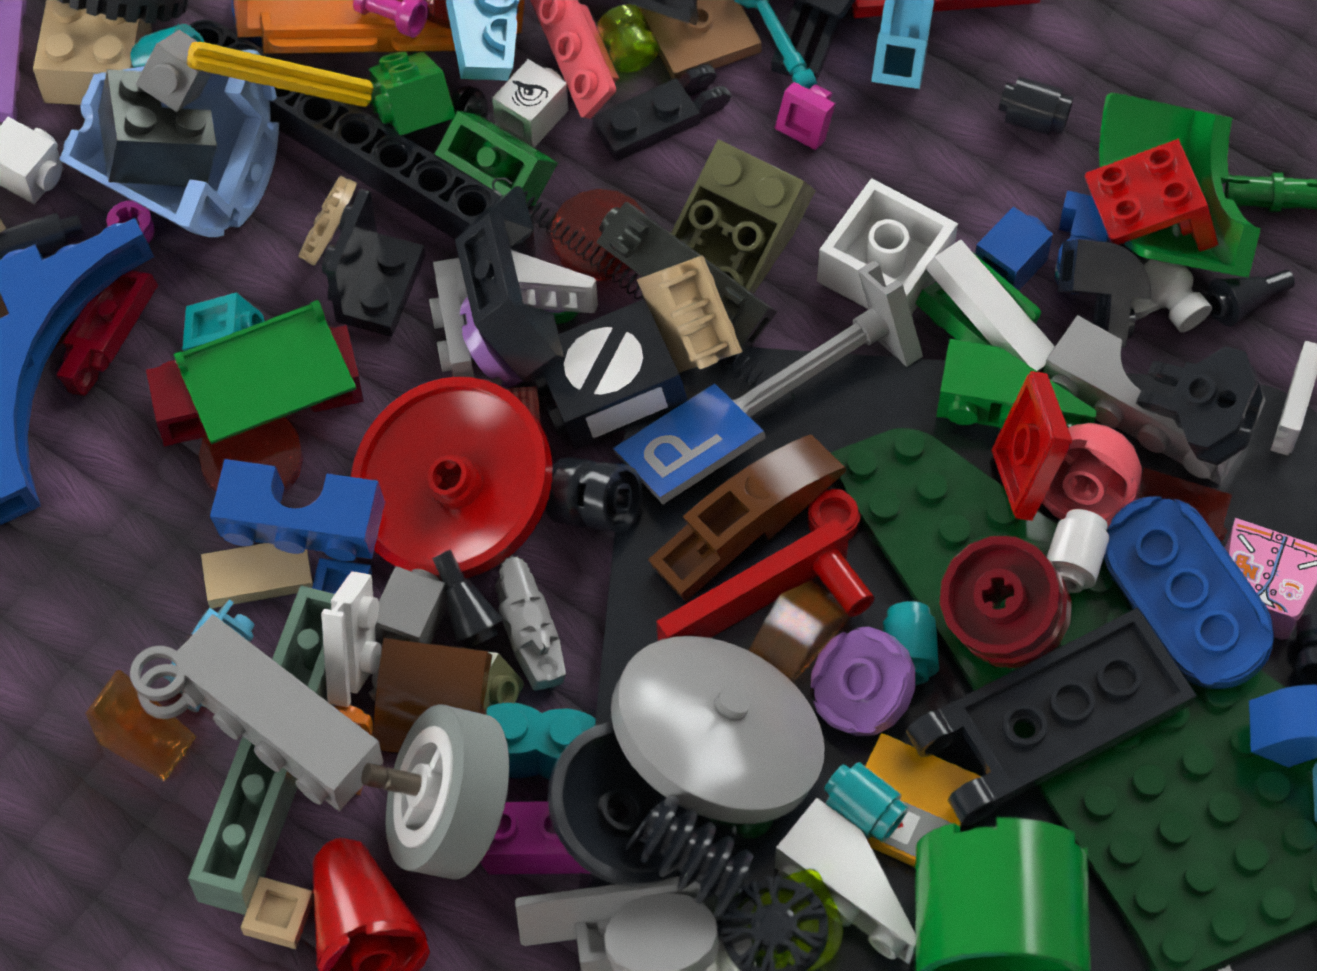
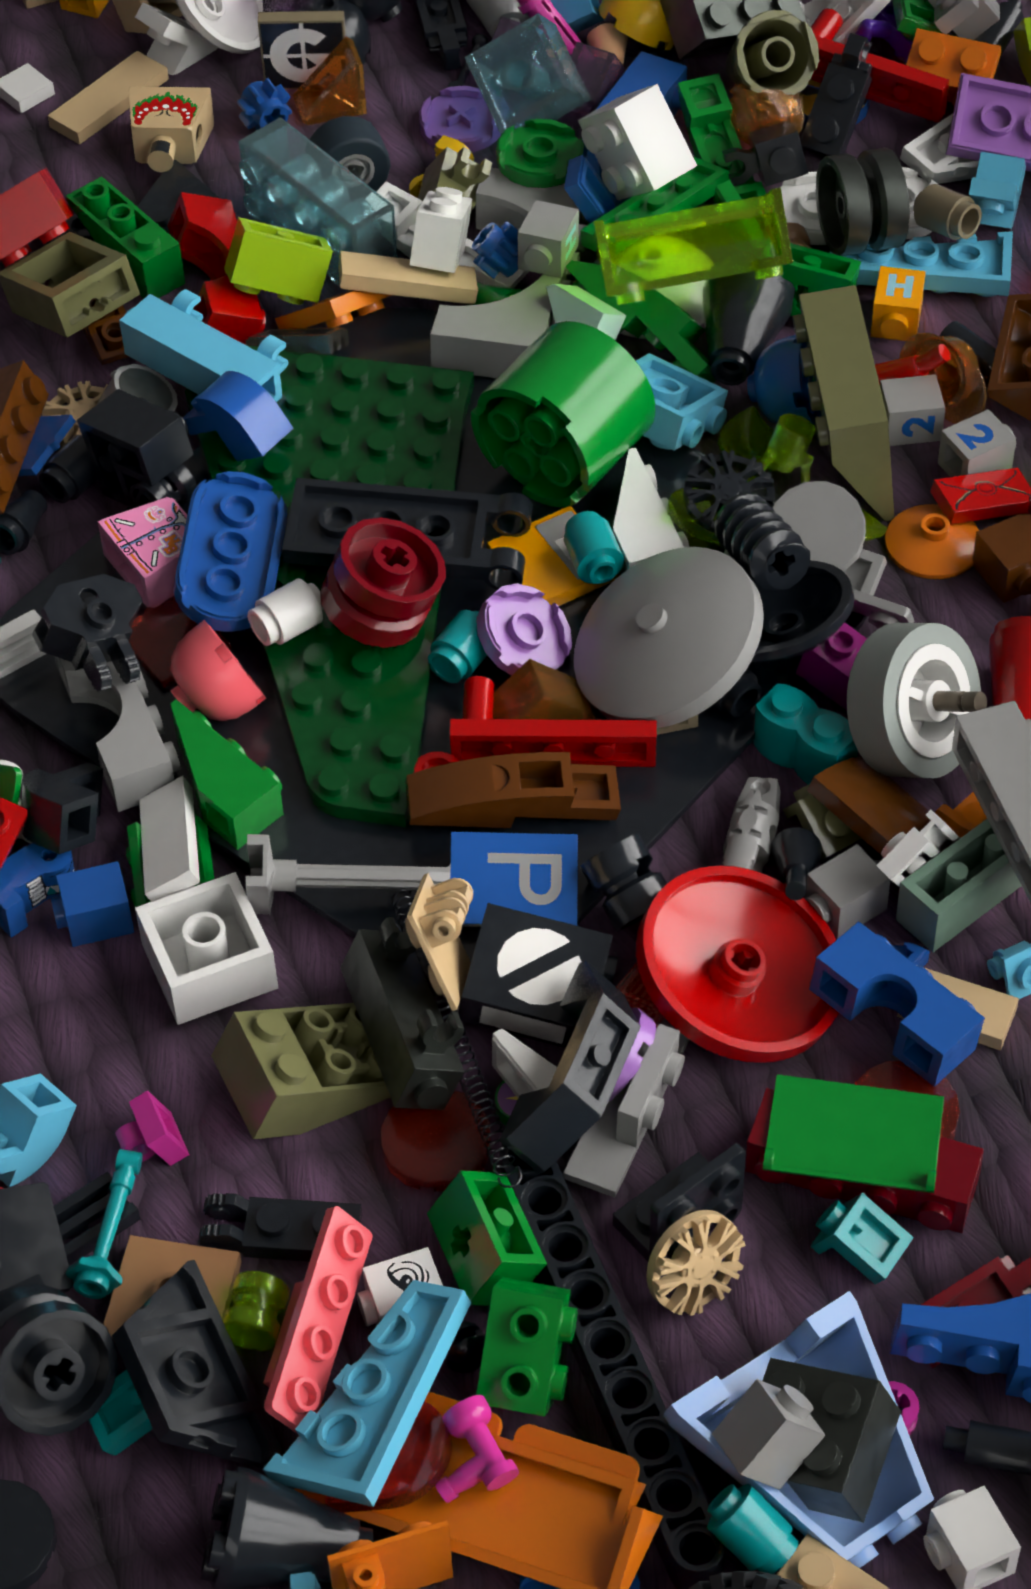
camera: 145 degrees left, 10 degrees down
(279, 74) = (664, 1372): yellow axle -> none
(1031, 445) = (251, 690): red tile -> none

